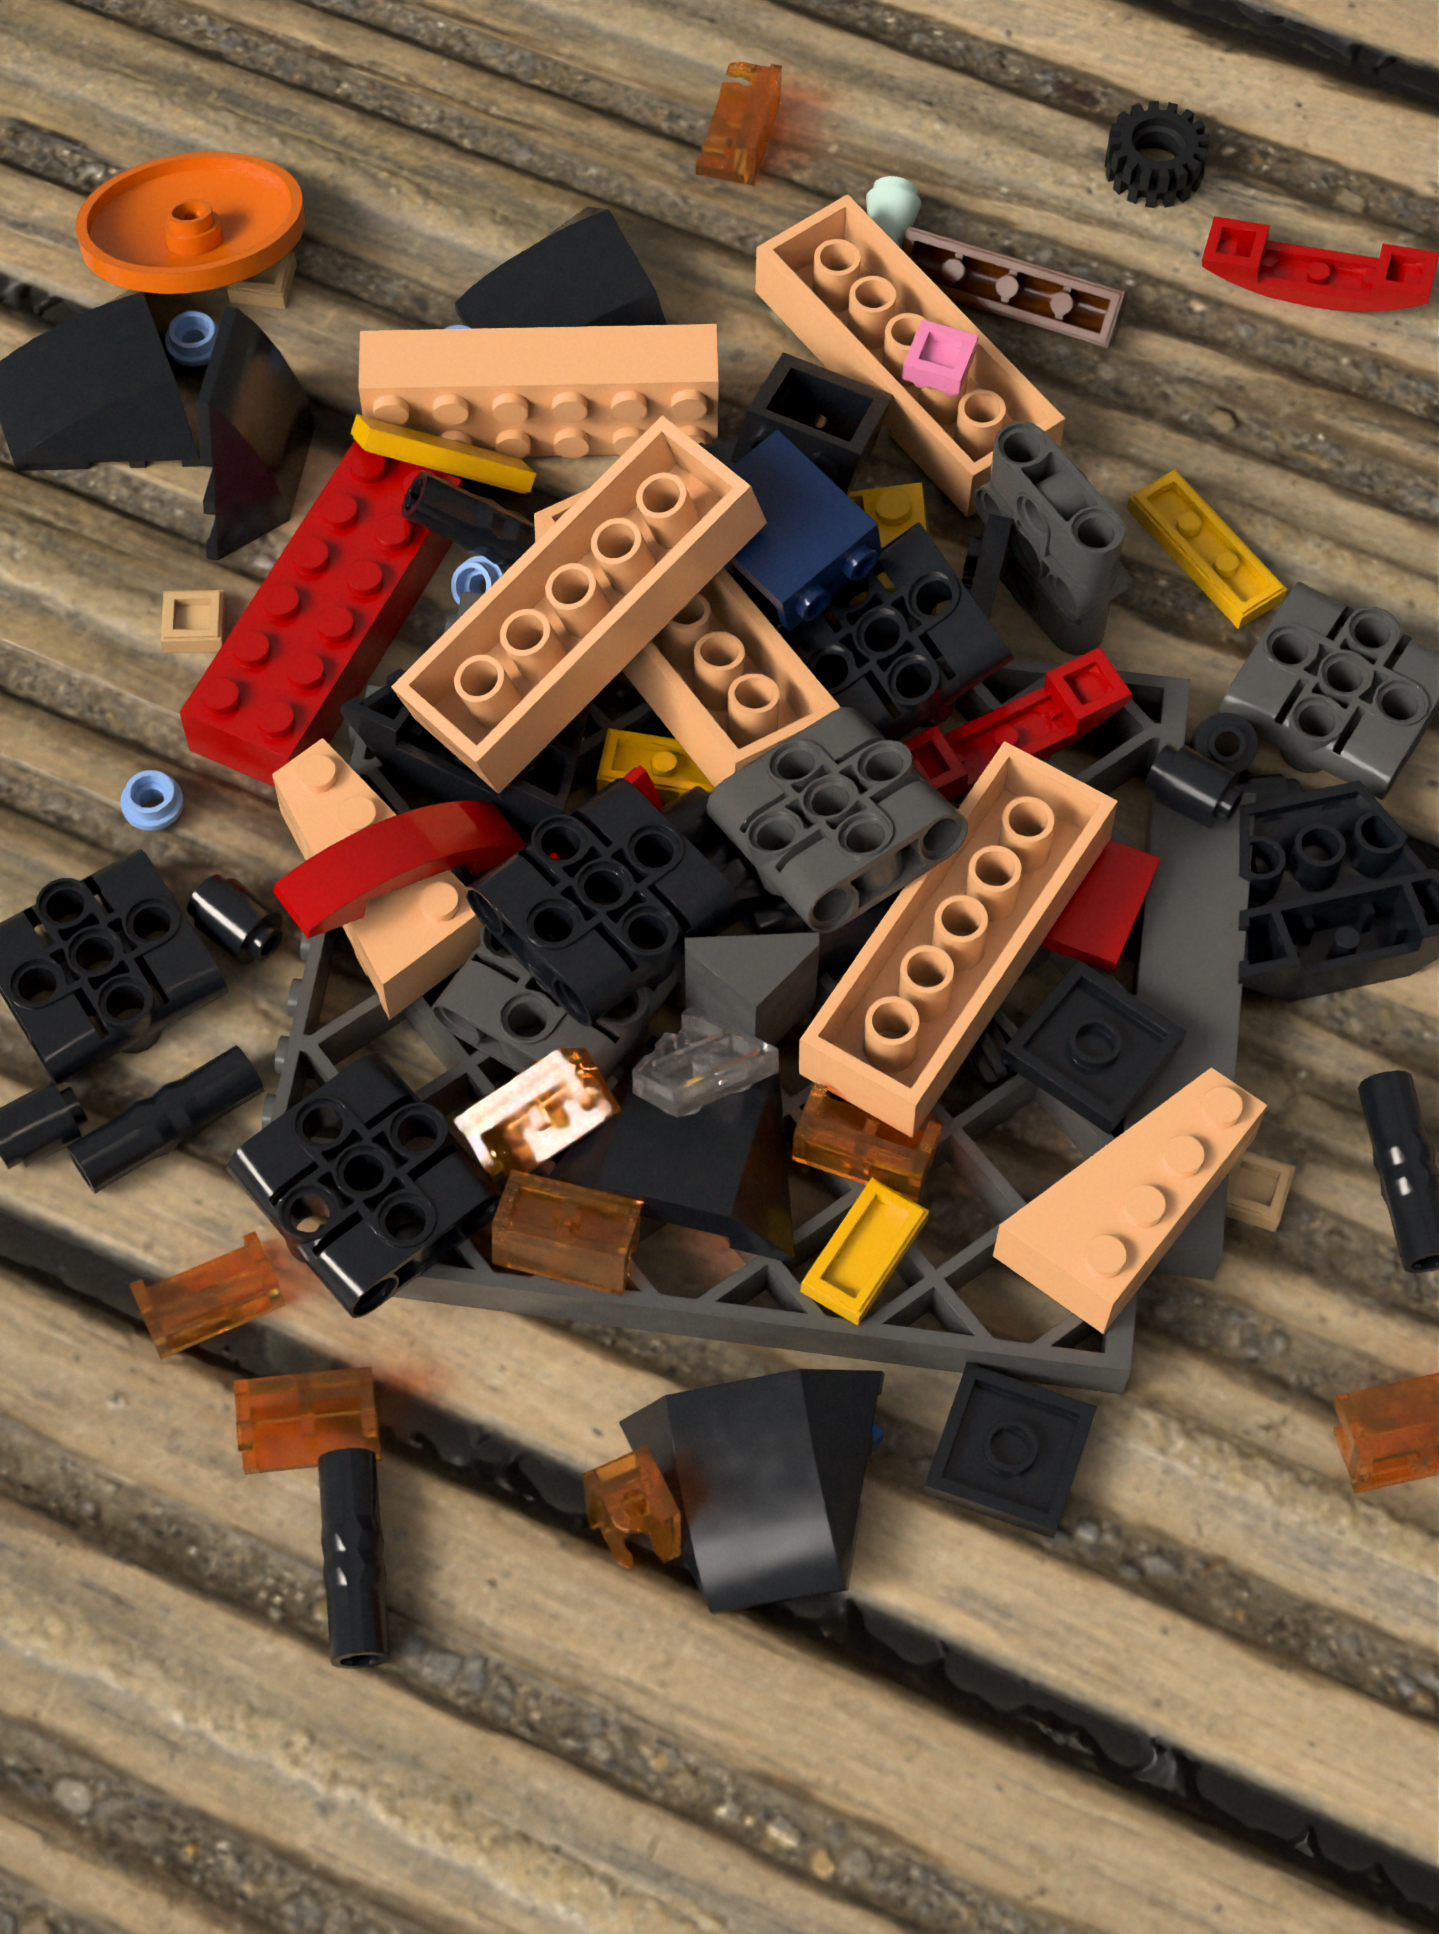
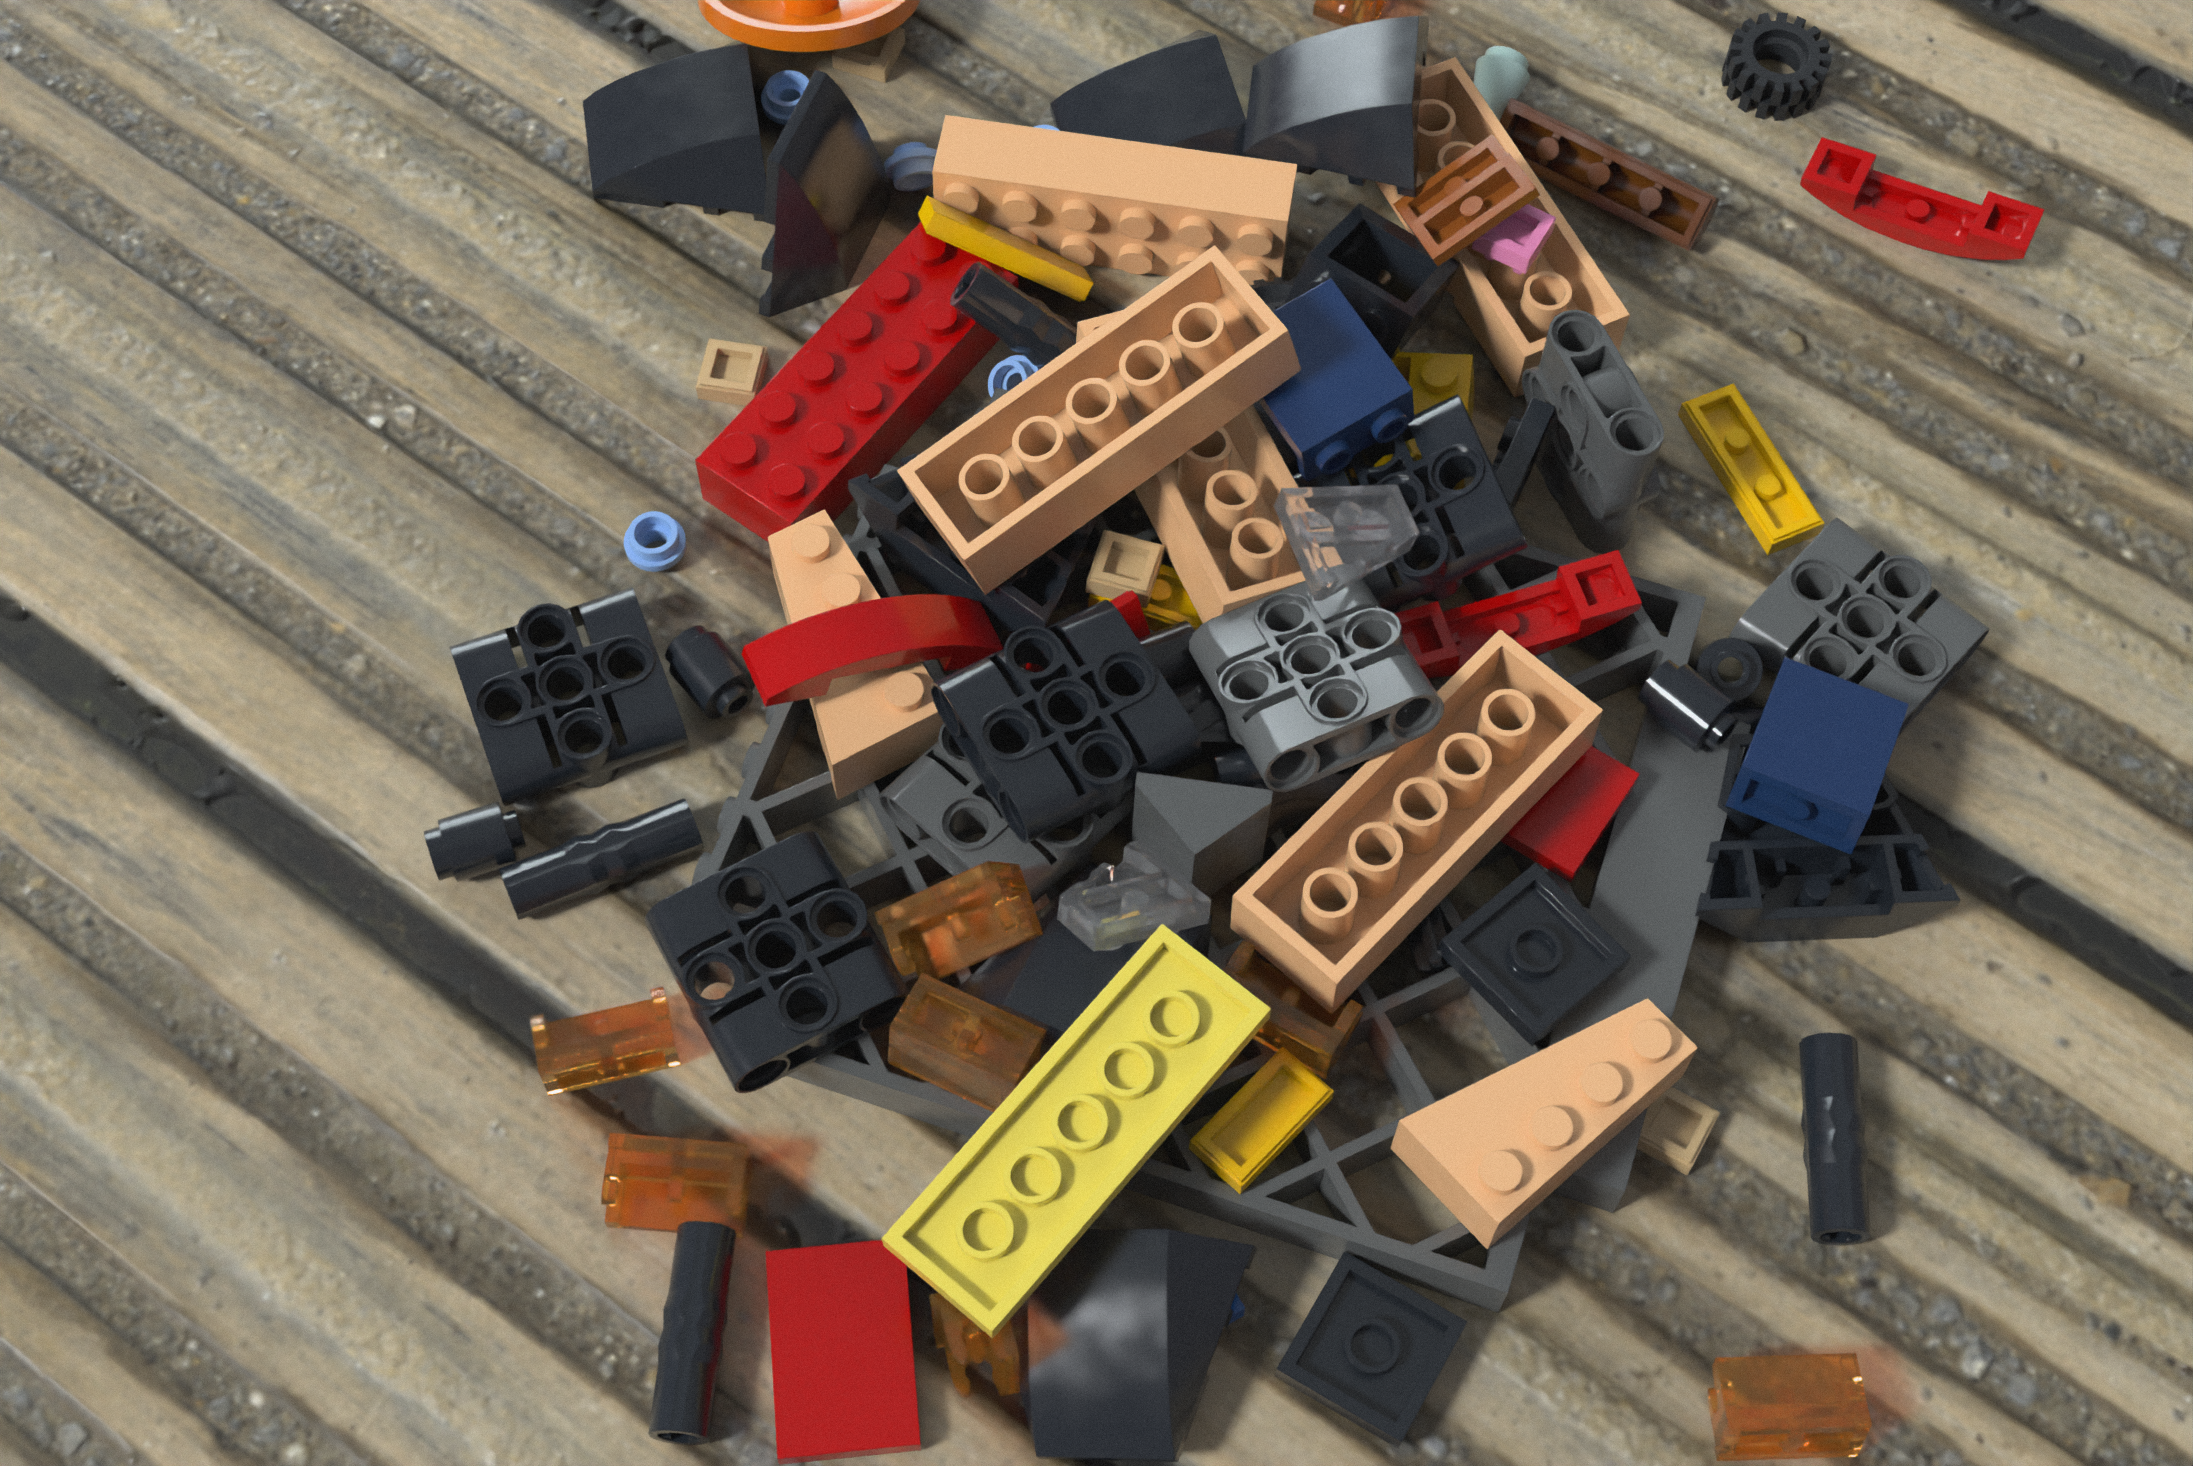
camera: 10 degrees right, 0 degrees up
(332, 387) = (911, 166): none -> light blue plate
(502, 1548) = (841, 1352): none -> red tile
(626, 743) = (1123, 566): none -> tan tile
(694, 1290) = (1076, 1130): none -> light yellow plate
(748, 257) = (1343, 103): none -> black wedge
(837, 673) = (1344, 532): none -> clear wing
(888, 332) = (1466, 199): none -> dark orange slope
(1326, 811) = (1818, 755): none -> dark blue panel

